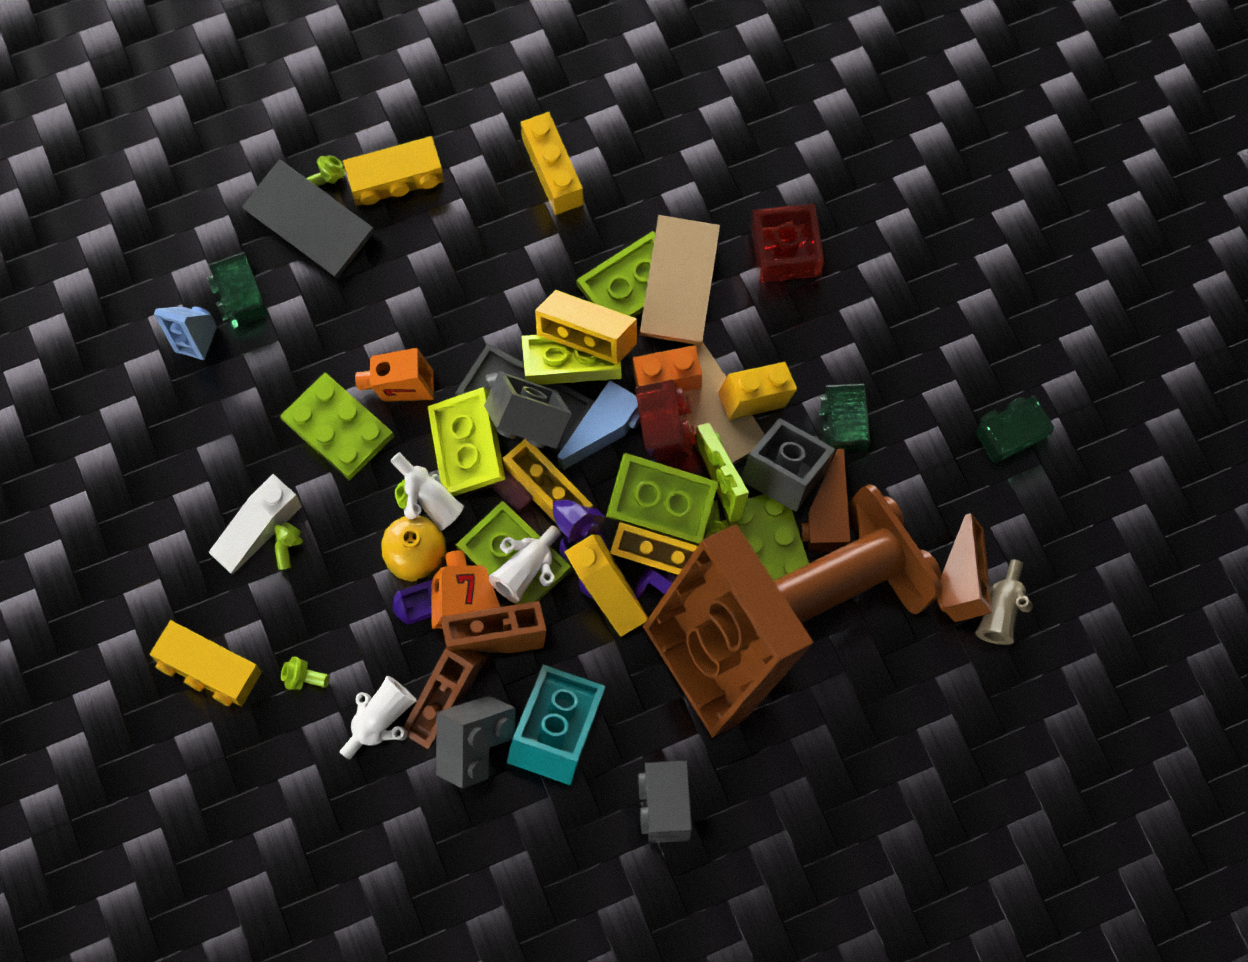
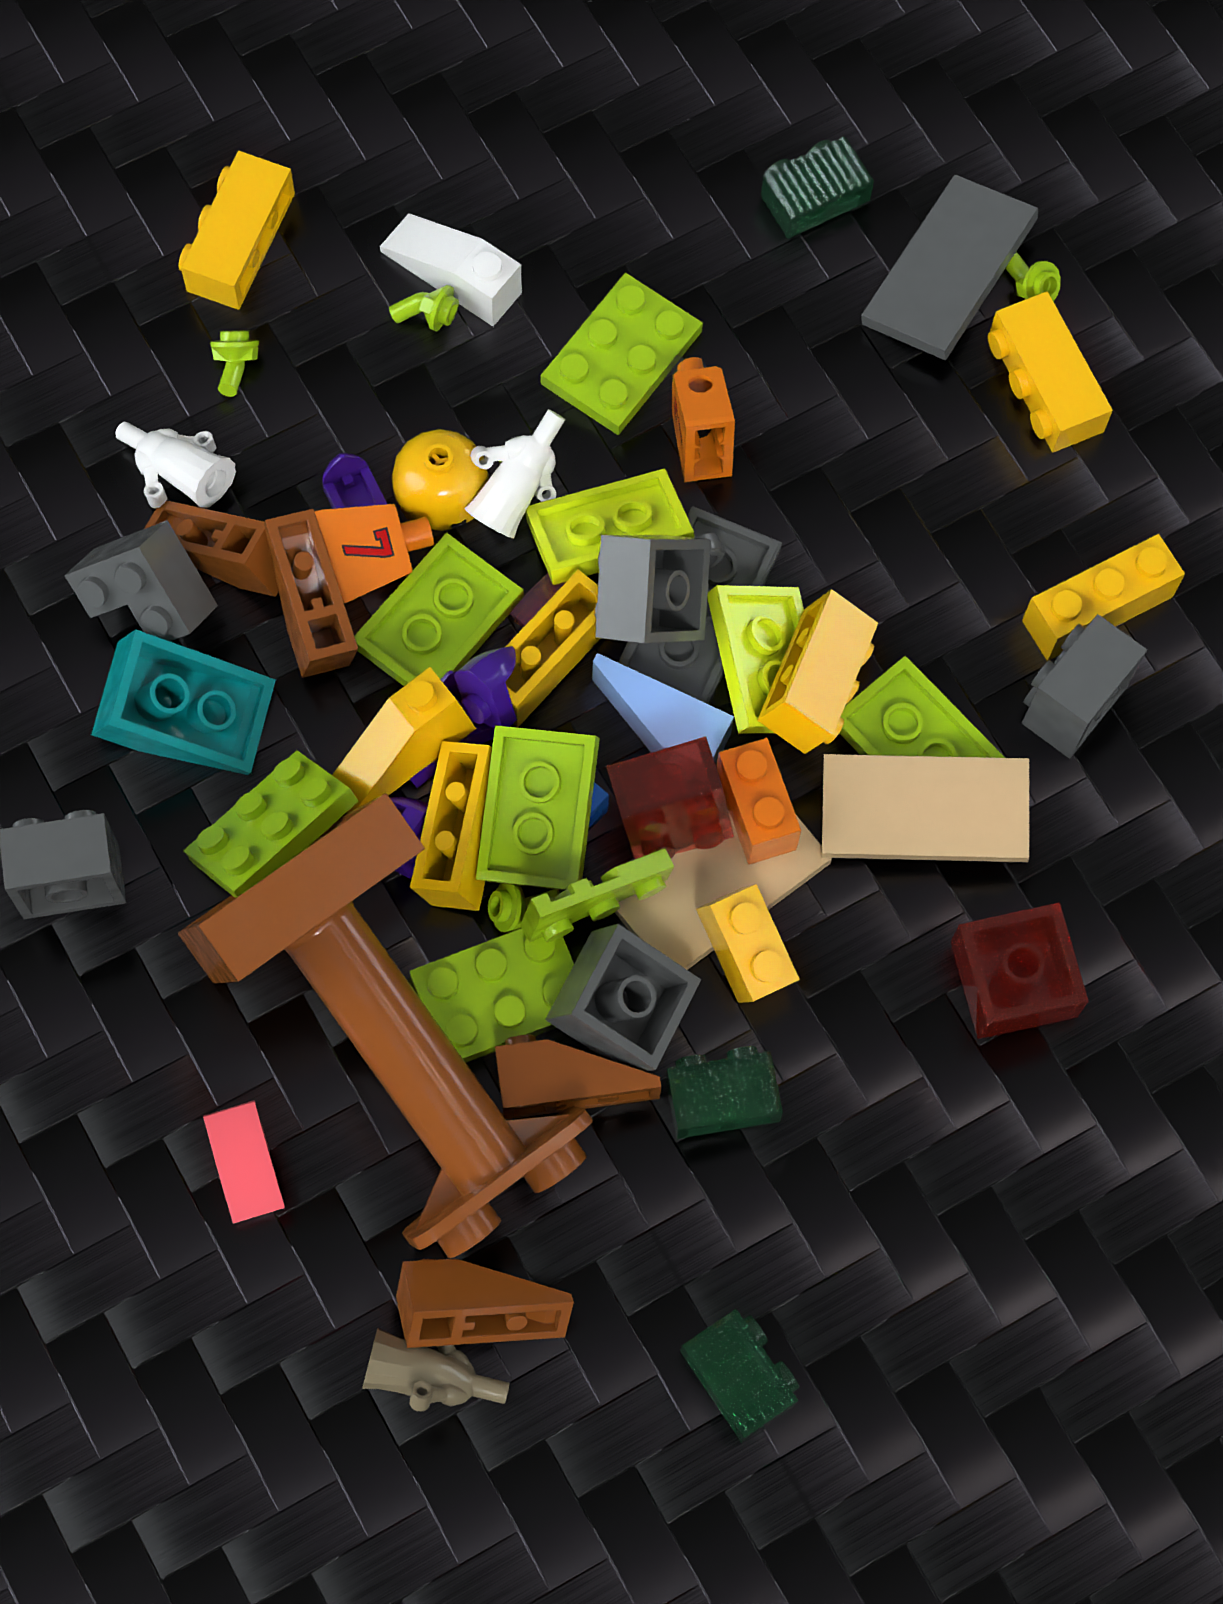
camera: 80 degrees right, 0 degrees up
(187, 329) = (738, 120): light blue slope -> none
(518, 572) = (404, 617): white piece -> none
(613, 179) = (1081, 684): none -> dark grey brick
(650, 670) = (271, 824): none -> lime plate
(865, 705) = (243, 1161): none -> coral slope

